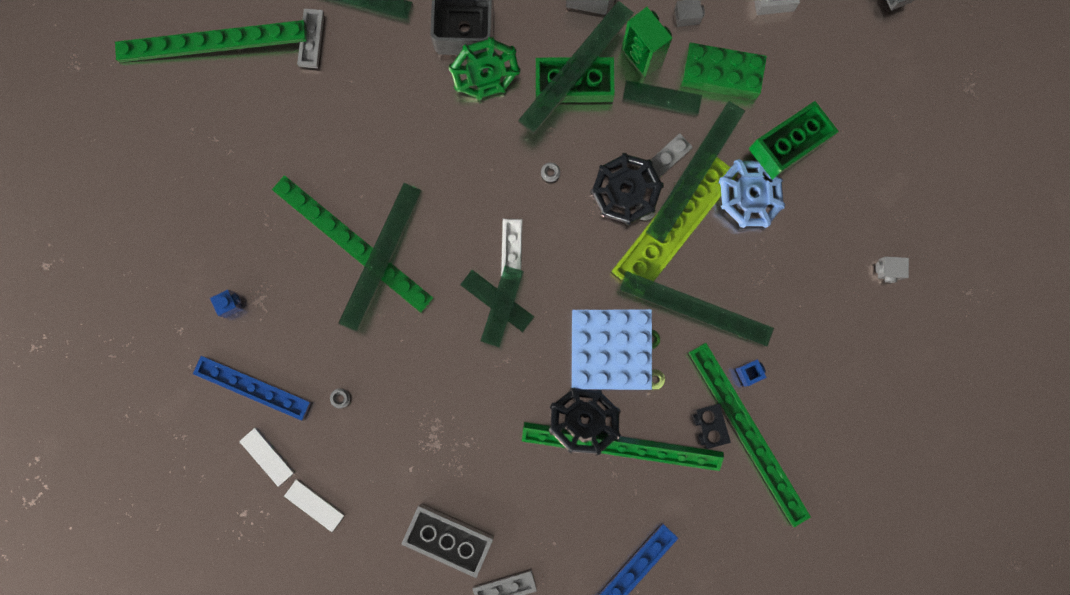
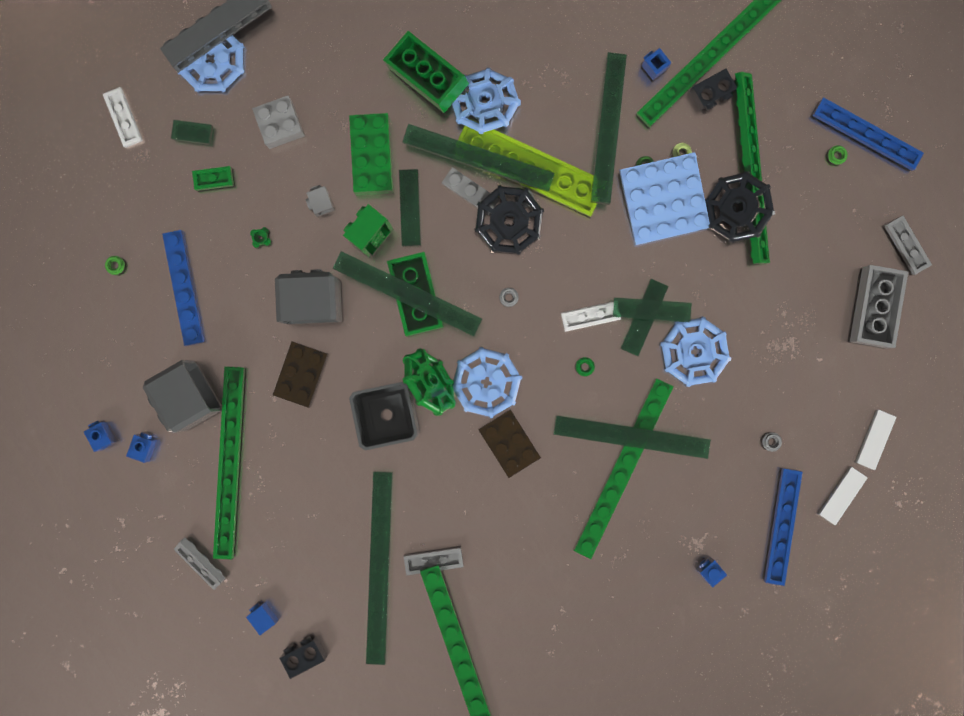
camera: 100 degrees left, 5 degrees up
(406, 138) = (509, 443): none -> dark brown plate
(442, 335) = (688, 360): none -> light blue plate
(456, 230) = (591, 366): none -> green plate
(473, 141) = (495, 376): none -> light blue plate
(615, 546) = (842, 152): none -> bright green plate

